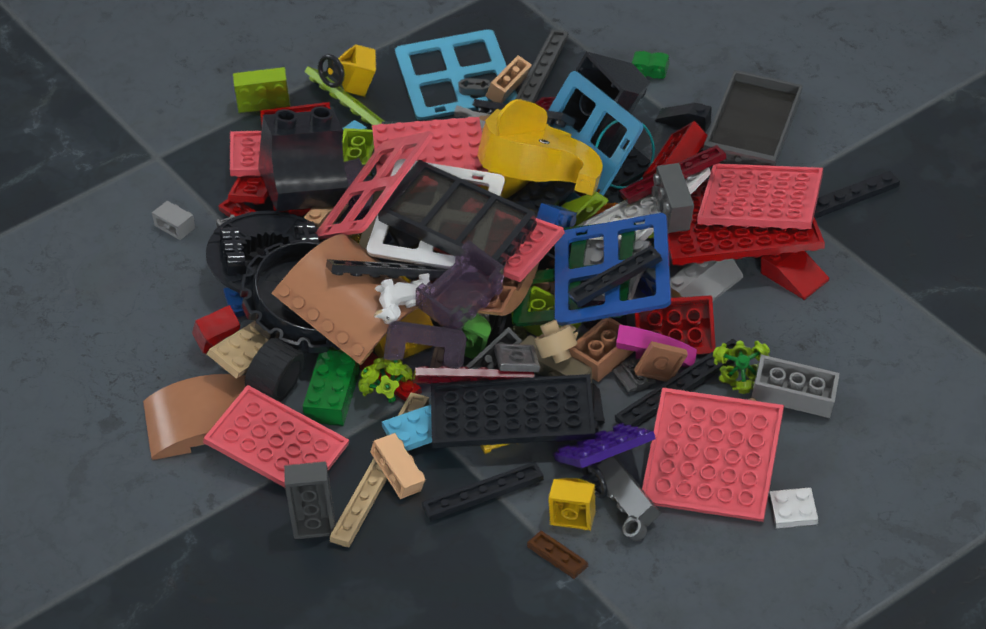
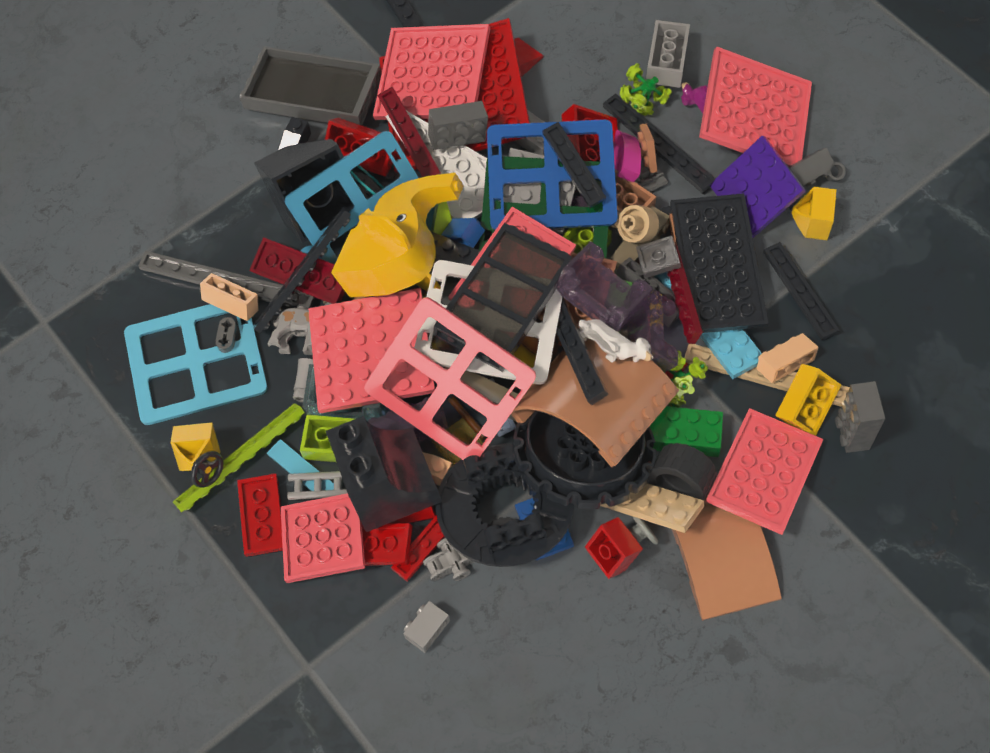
camera: 90 degrees left, 20 degrees up
(261, 90) = (216, 552): lime brick -> none
(351, 478) = (808, 399): none -> yellow slope
(557, 554) = (863, 231): reddish brown tile -> none
(651, 64) = (208, 176): green brick -> none
(793, 507) = (793, 61): white plate -> none

